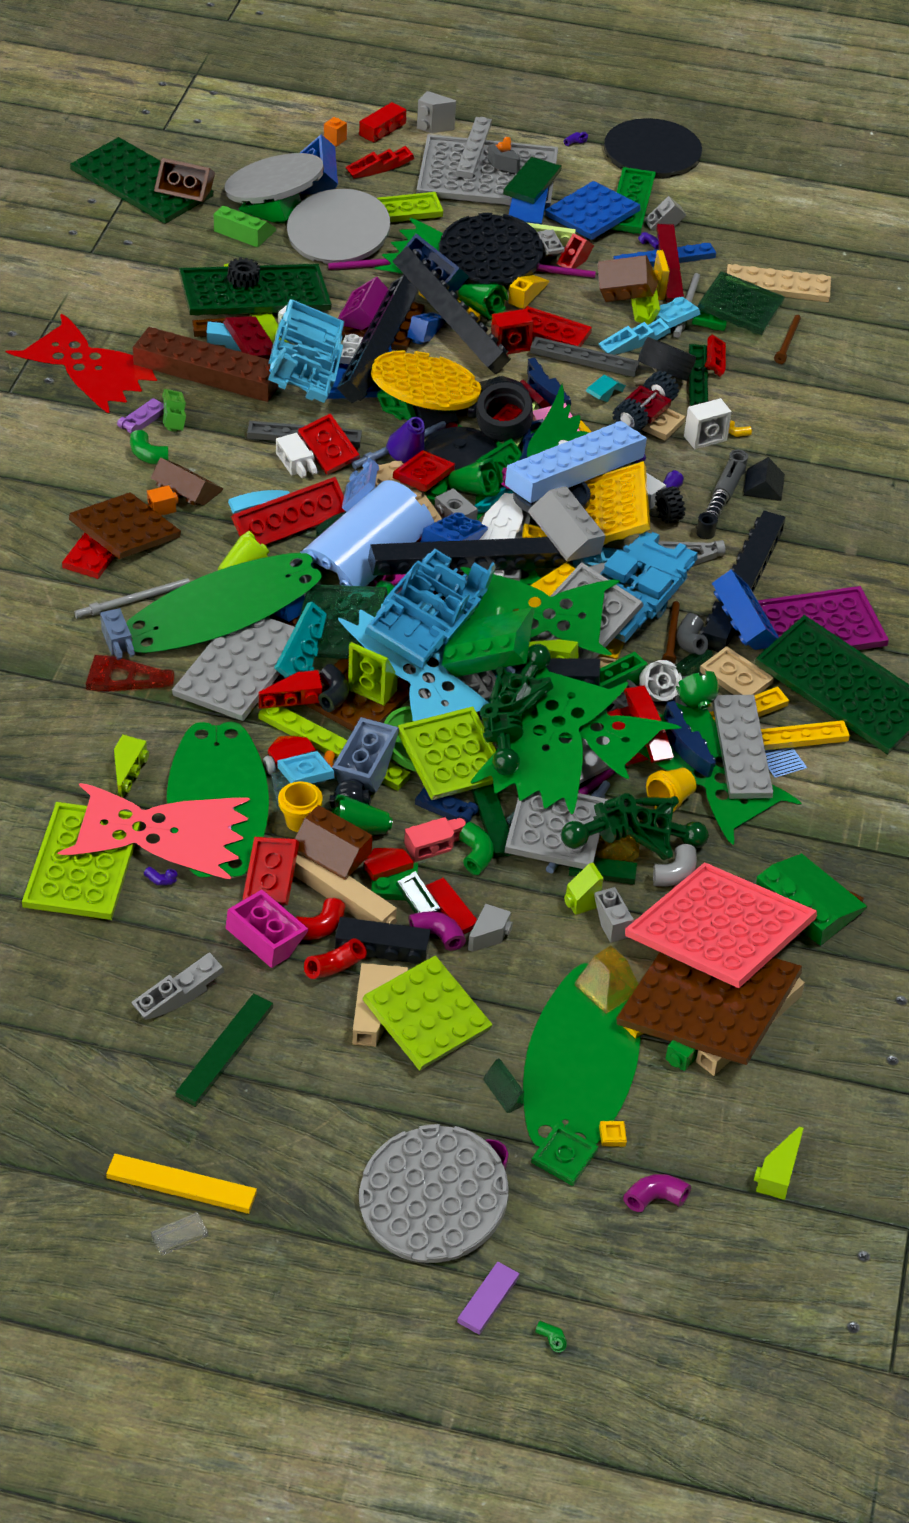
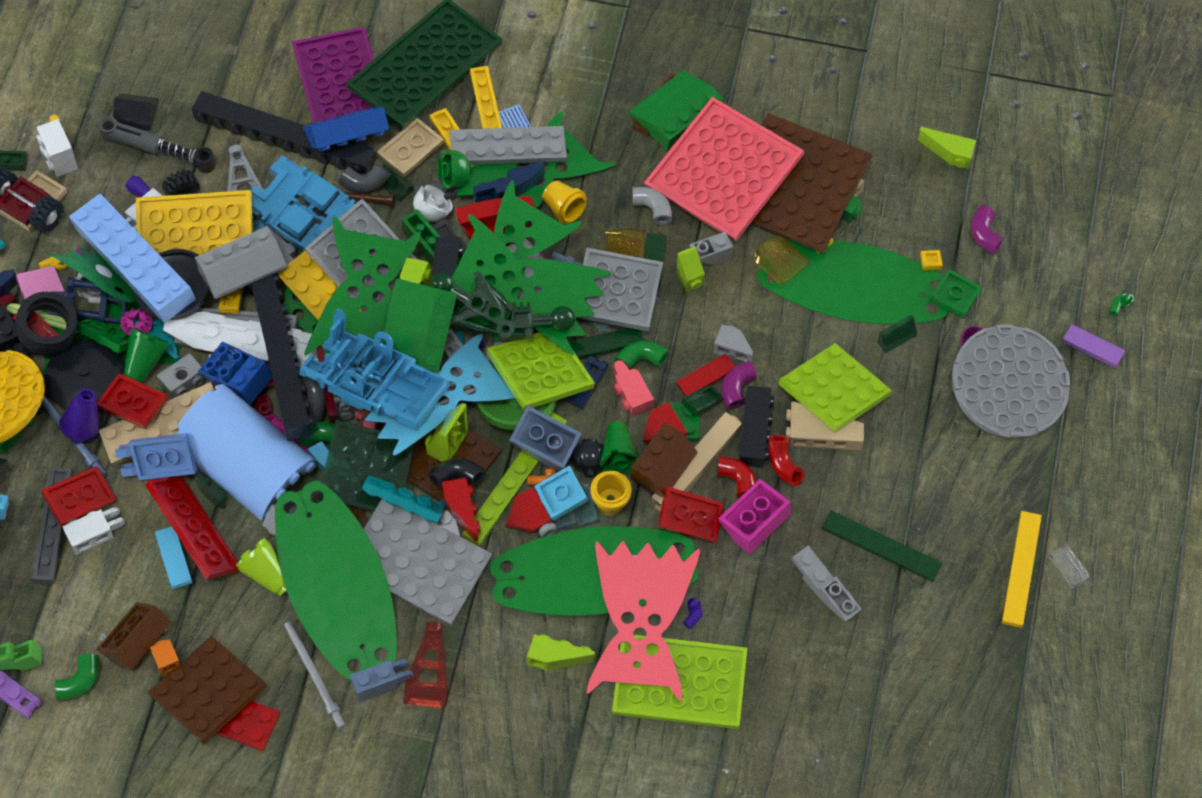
camera: 90 degrees left, 15 degrees up
(622, 821) = (625, 222): dark green piece -> none

